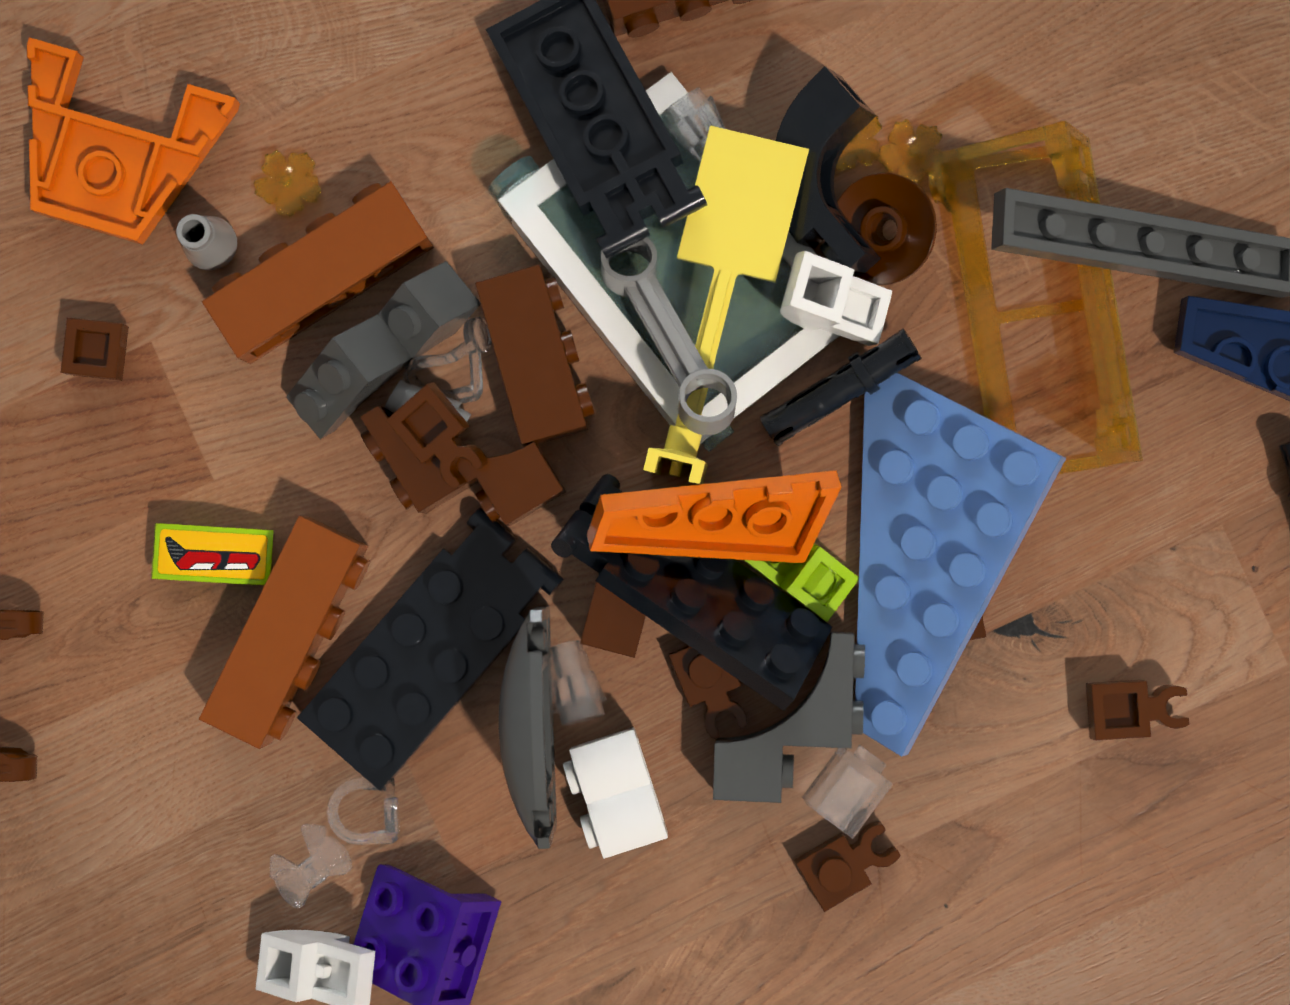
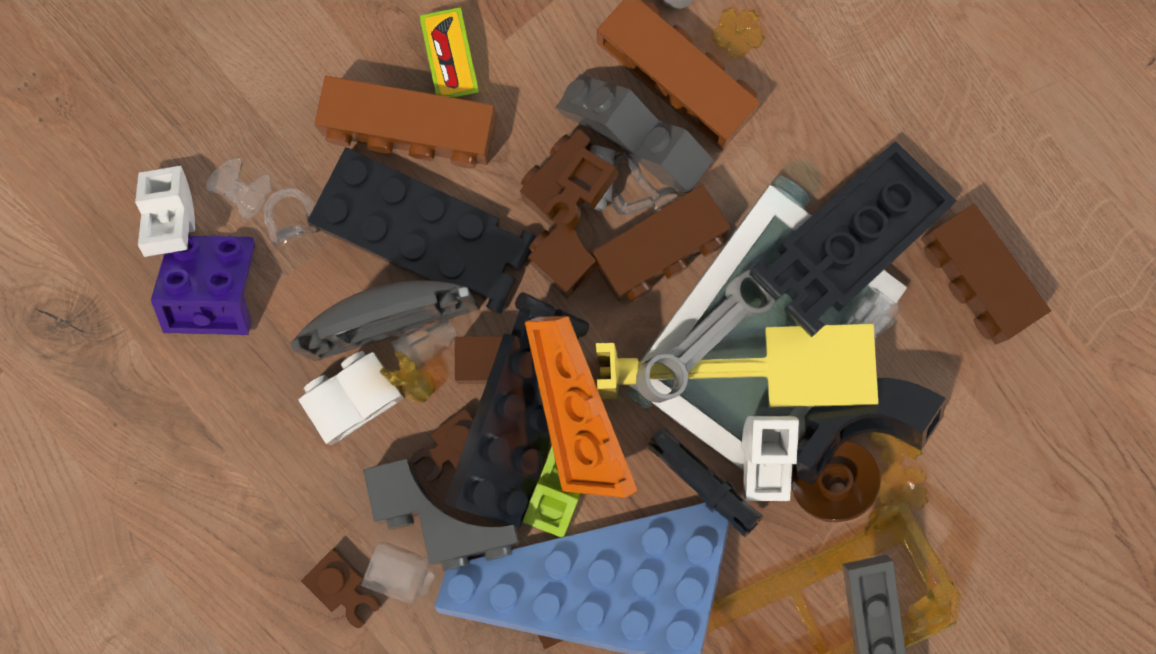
camera: 80 degrees right, 5 degrees down
(623, 708) = (416, 384): none -> clear yellow arm

